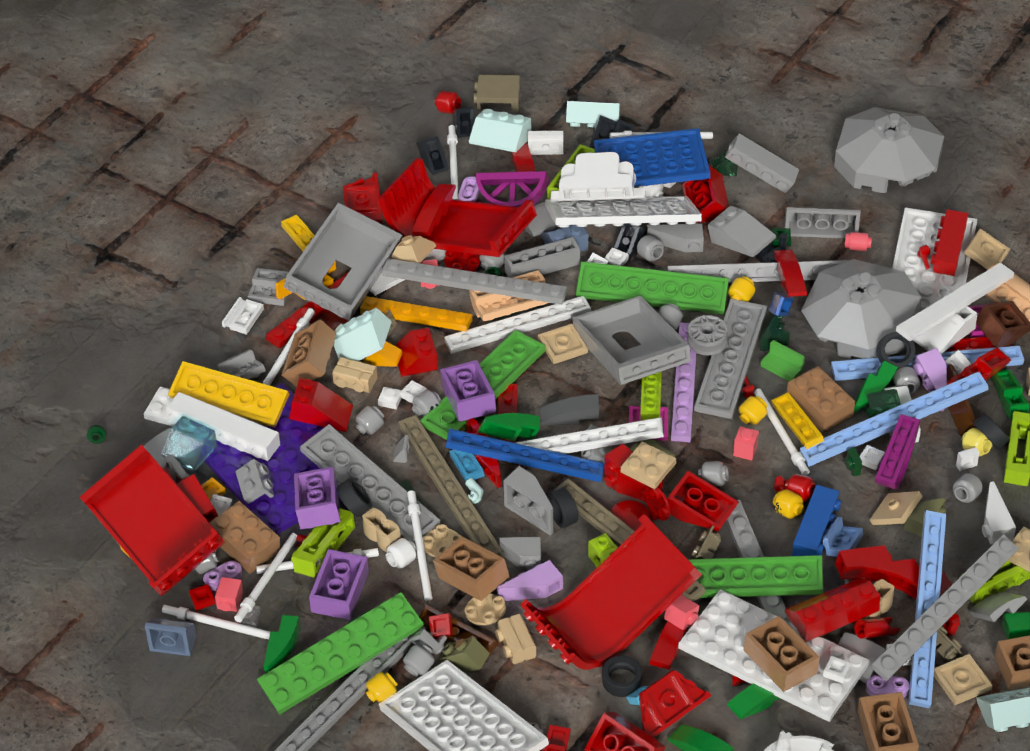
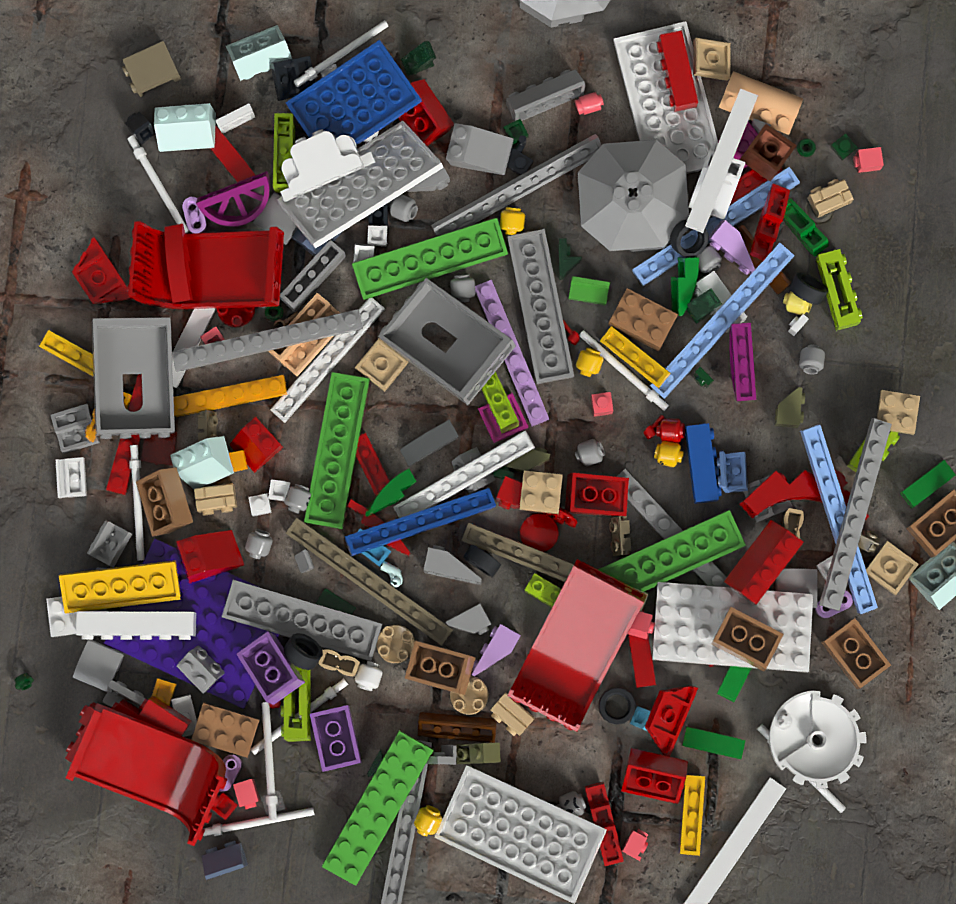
camera: 25 degrees left, 35 degrees up
(190, 443) = (118, 660): clear light blue slope -> none
(282, 642) = (321, 820): green slope -> none
(413, 249) = (187, 328): tan slope -> none
(414, 512) = (357, 630): white bar -> none
(418, 660) = (445, 780): light grey head -> none
(432, 155) = (134, 186): black slope -> none
(441, 625) = (444, 736): red plate -> none
(447, 102) = (109, 107): red head -> none
(468, 390) = (335, 478): medium lavender brick -> none
(707, 335) = (507, 287): light grey wheel -> none
(762, 163) = (459, 54): light grey brick -> none
(780, 304) = (558, 228): blue slope -> none
(790, 273) = (551, 186): red slope -> none
(837, 669) = (796, 626): white plate -> none
(872, 457) = (715, 363): white plate -> none
(875, 628) = (801, 556): red piece -> none
(896, 508) = (763, 416): tan plate -> none
(923, 252) = (656, 94): red hand -> none
(958, 360) = (747, 219): white plate -> none
(995, 605) = (893, 481): light grey slope -> none
(997, 517) = (850, 382): white slope -> none

